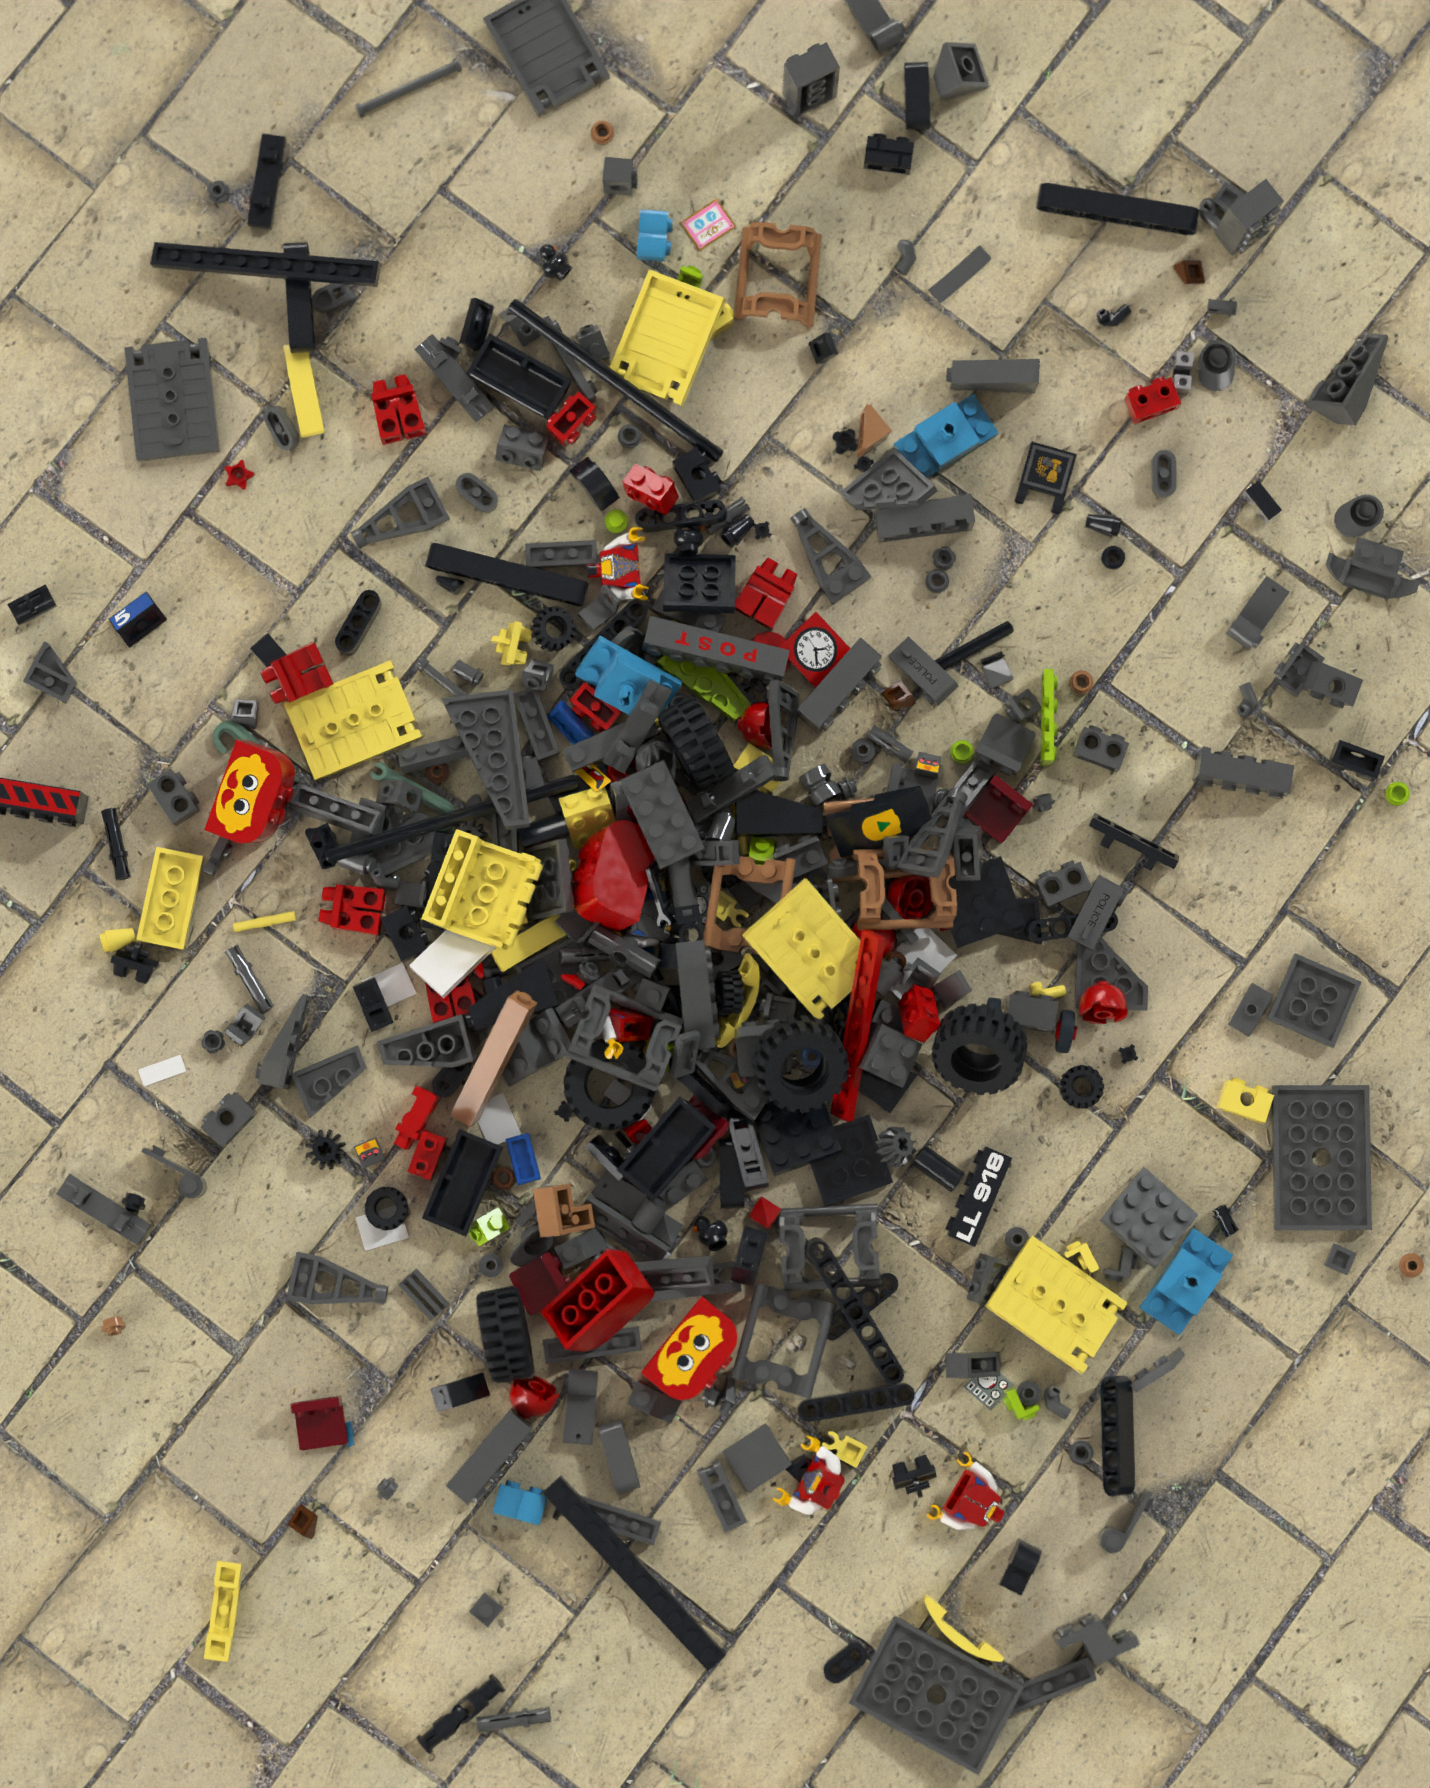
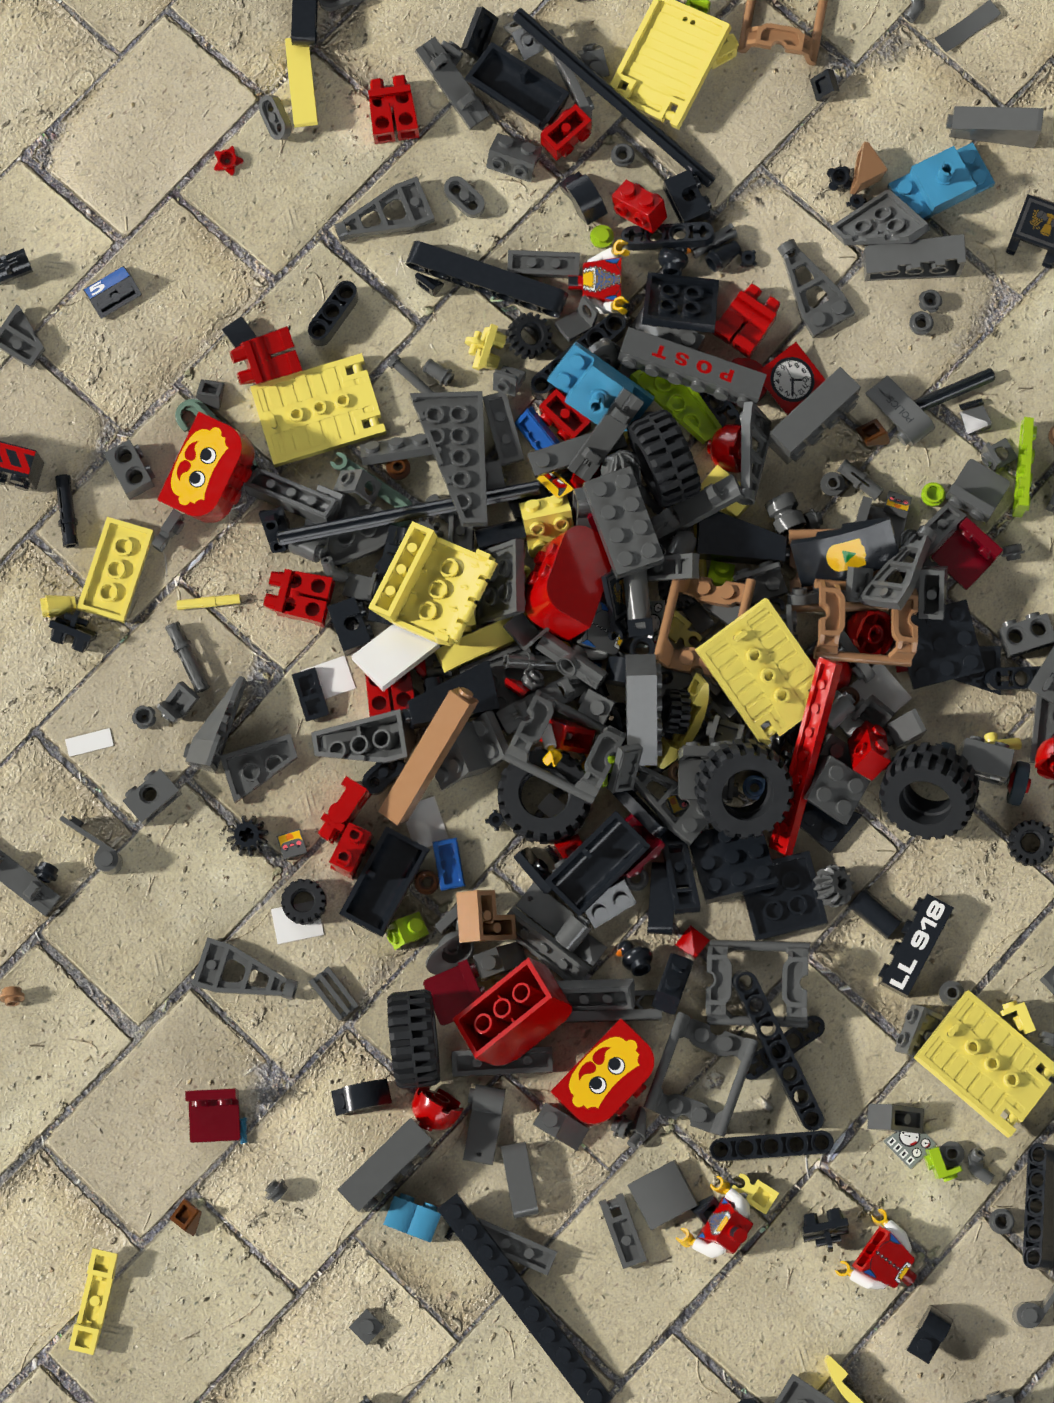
camera: 10 degrees right, 5 degrees down
(172, 400) = (169, 82): dark grey door -> none
(483, 1265) = (405, 977): dark grey plate -> none

